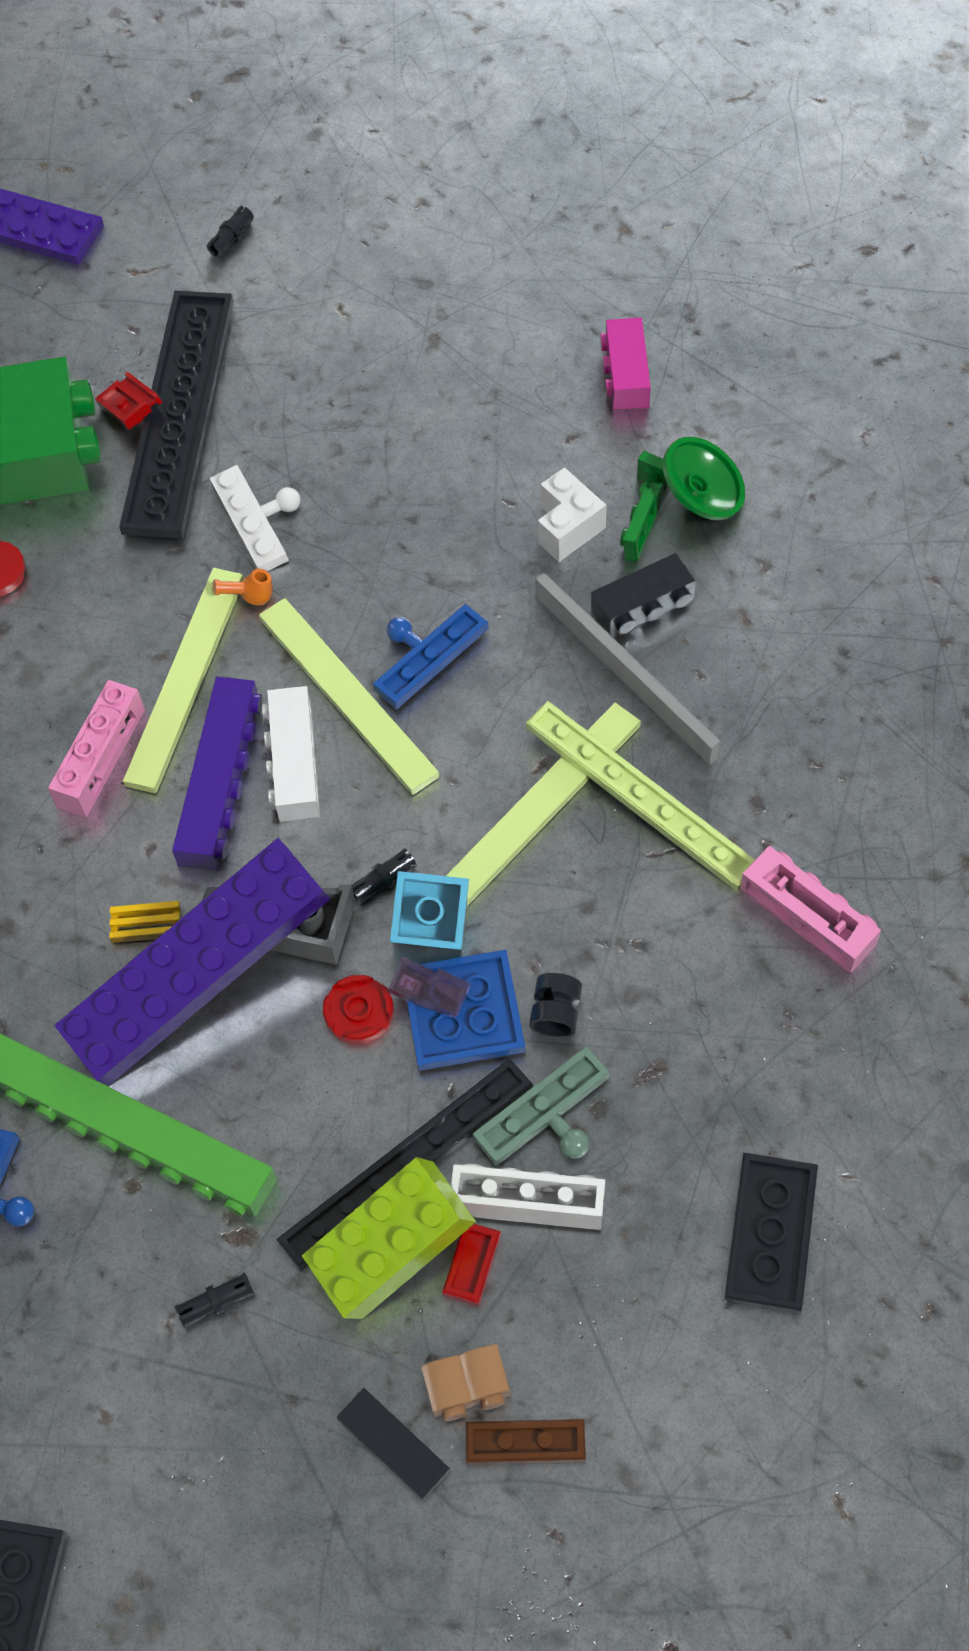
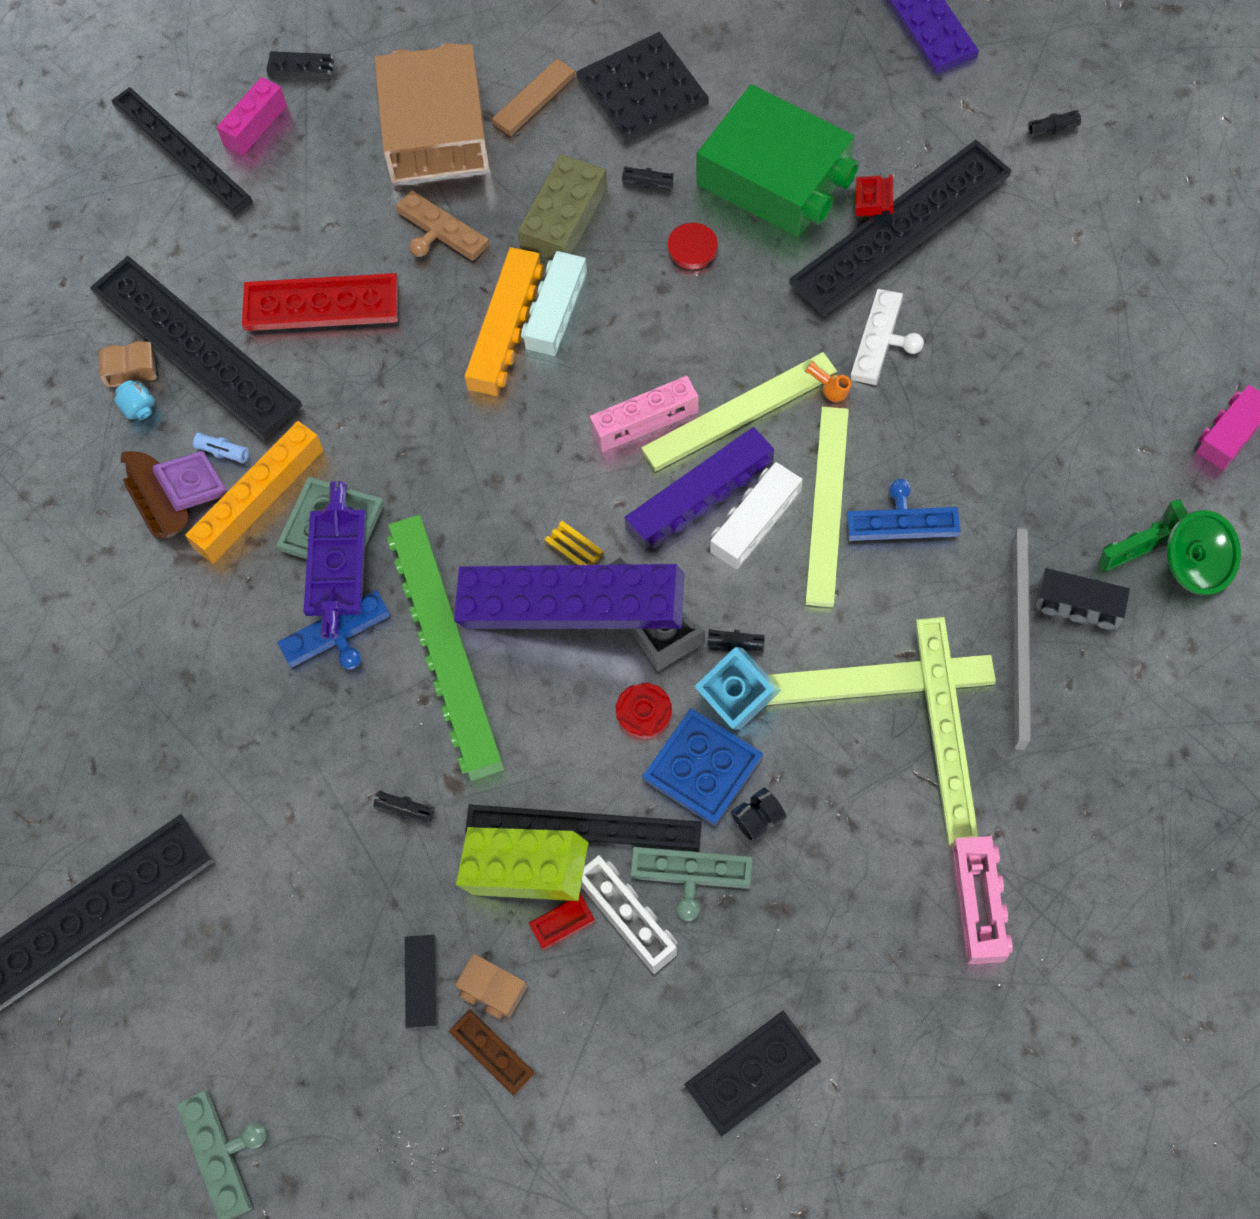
camera: 45 degrees right, 5 degrees up
(427, 988) = (692, 735): clear purple slope -> none
(571, 516) = (1089, 506): white brick -> none

